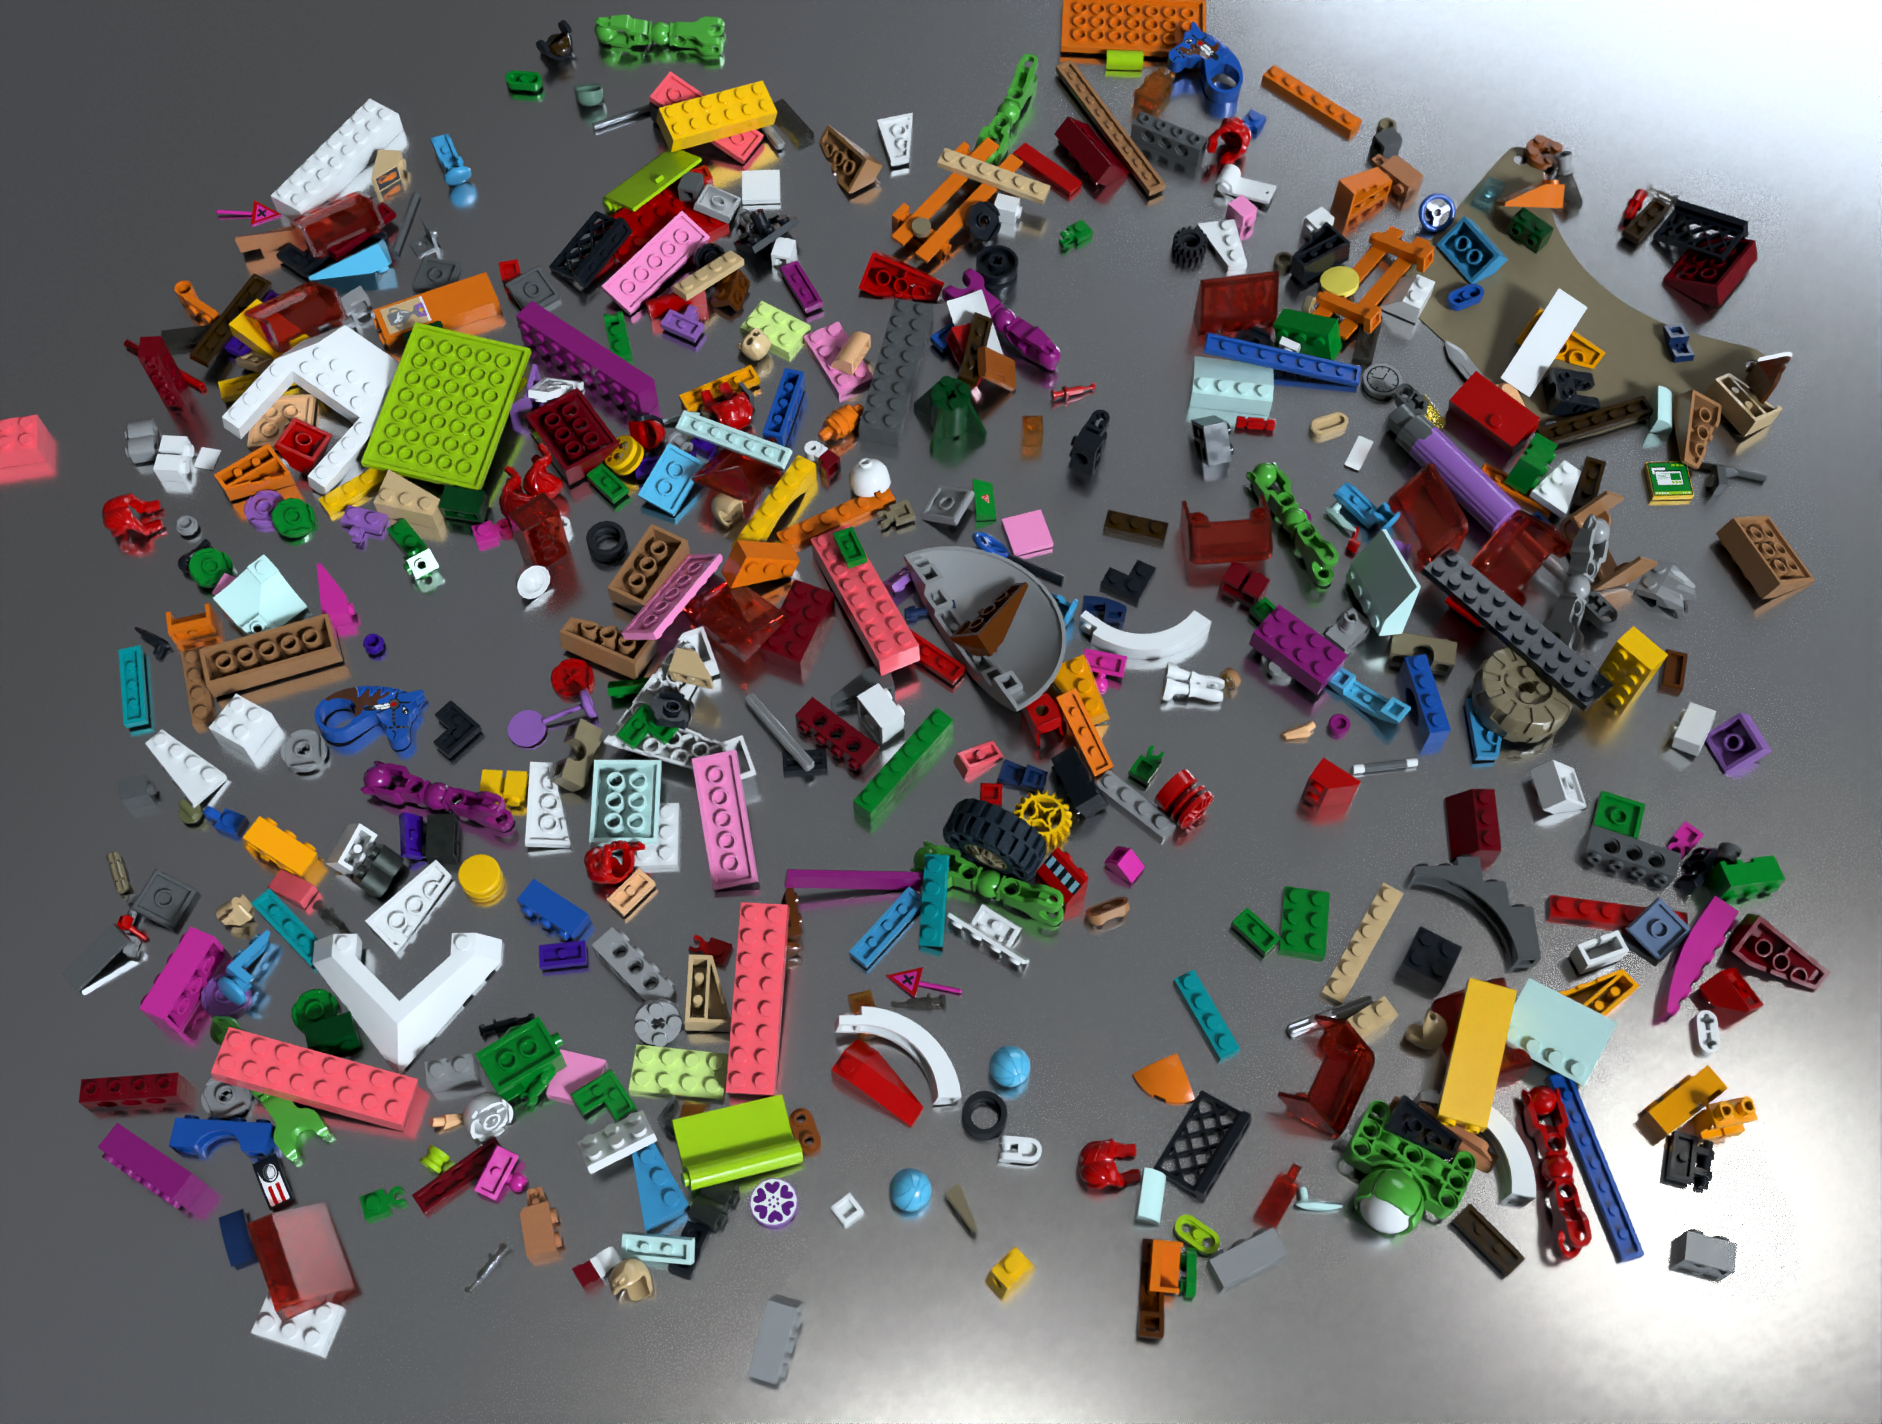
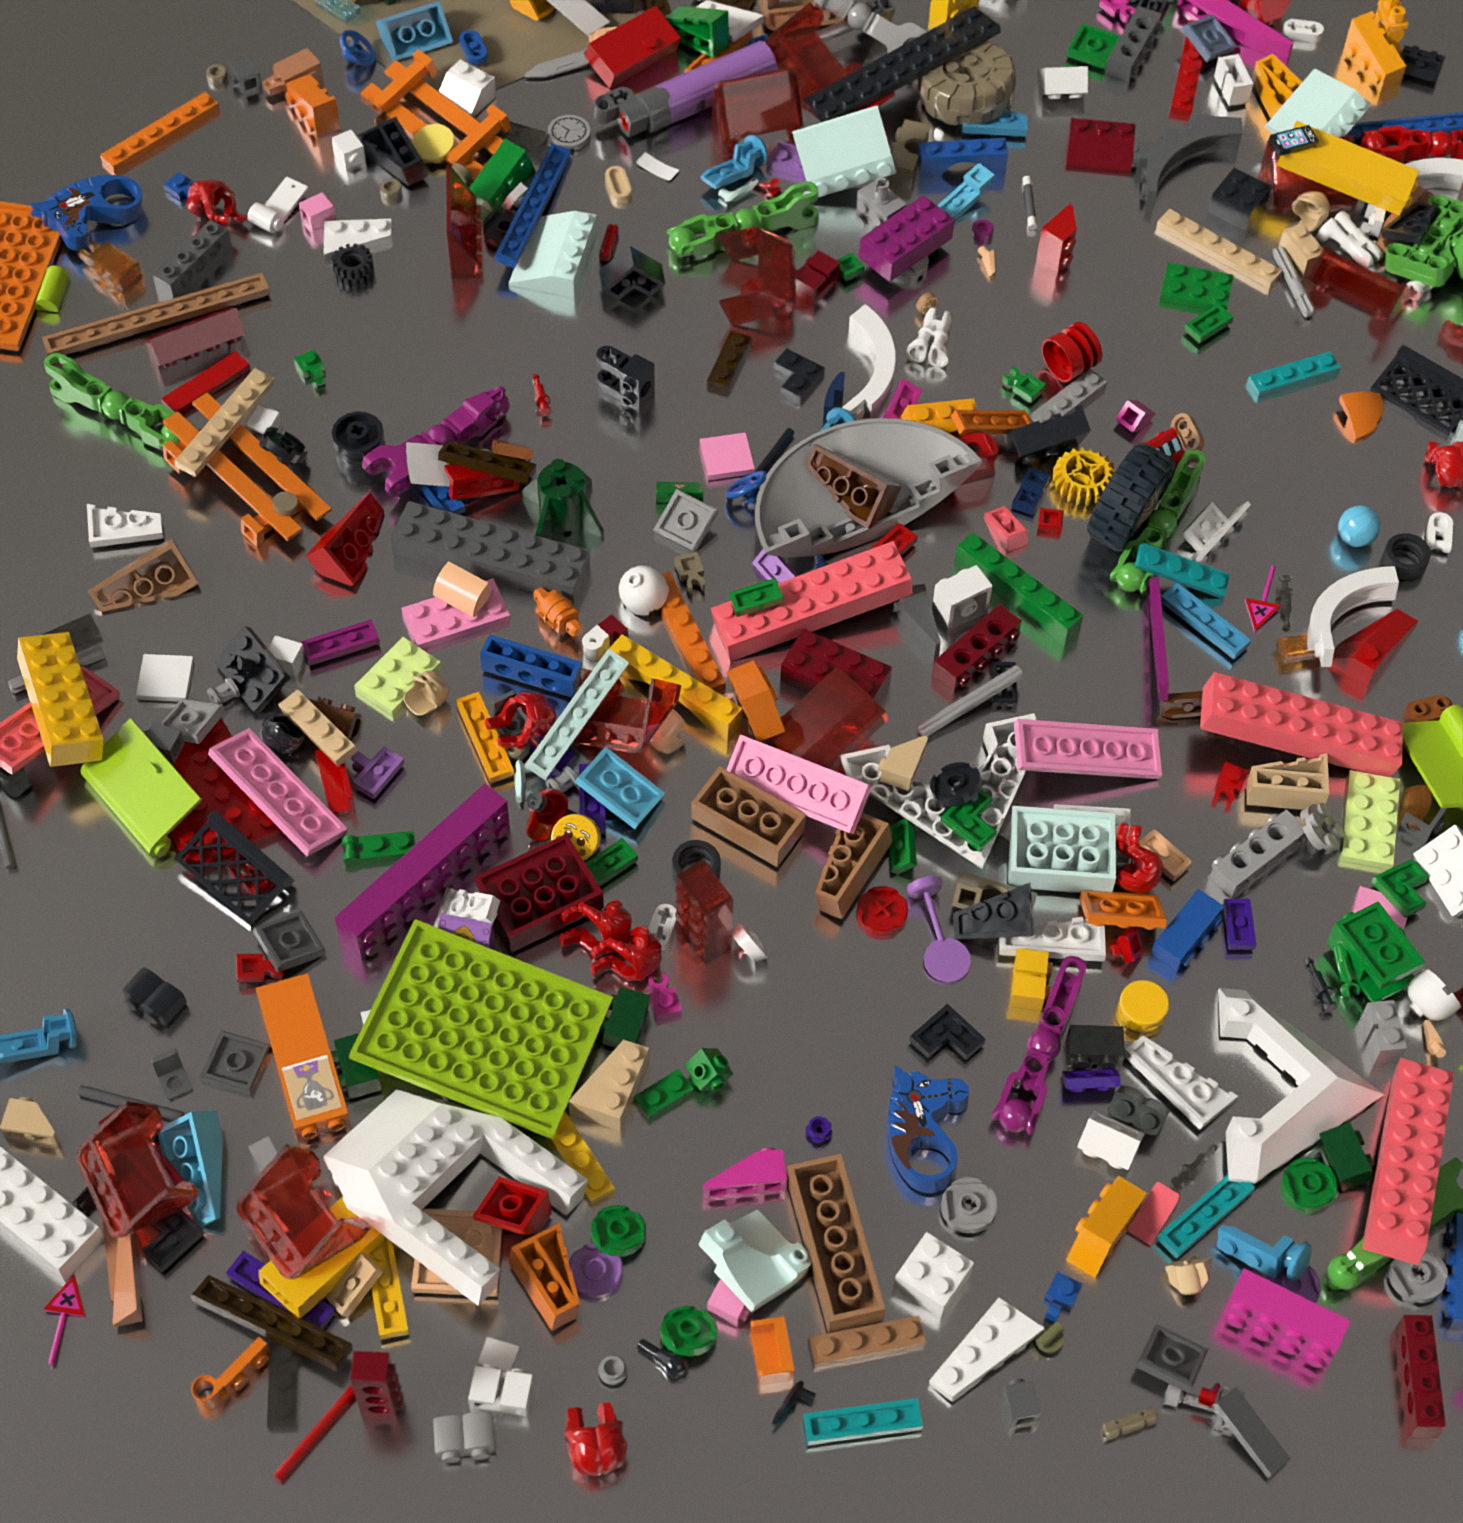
camera: 85 degrees left, 5 degrees down
(363, 521) = (631, 1146): medium lavender plate -> none
(485, 220) = (153, 996): none -> black brick
(535, 863) = (1128, 945): none -> red tile
(552, 754) = (999, 916): none -> black wing
(565, 853) = (1122, 909): none -> orange plate
(1032, 430) = (595, 433): clear orange brick -> none
(1392, 1077) = (1355, 243): none -> white piece
(1484, 986) = (1293, 140): none -> black tile

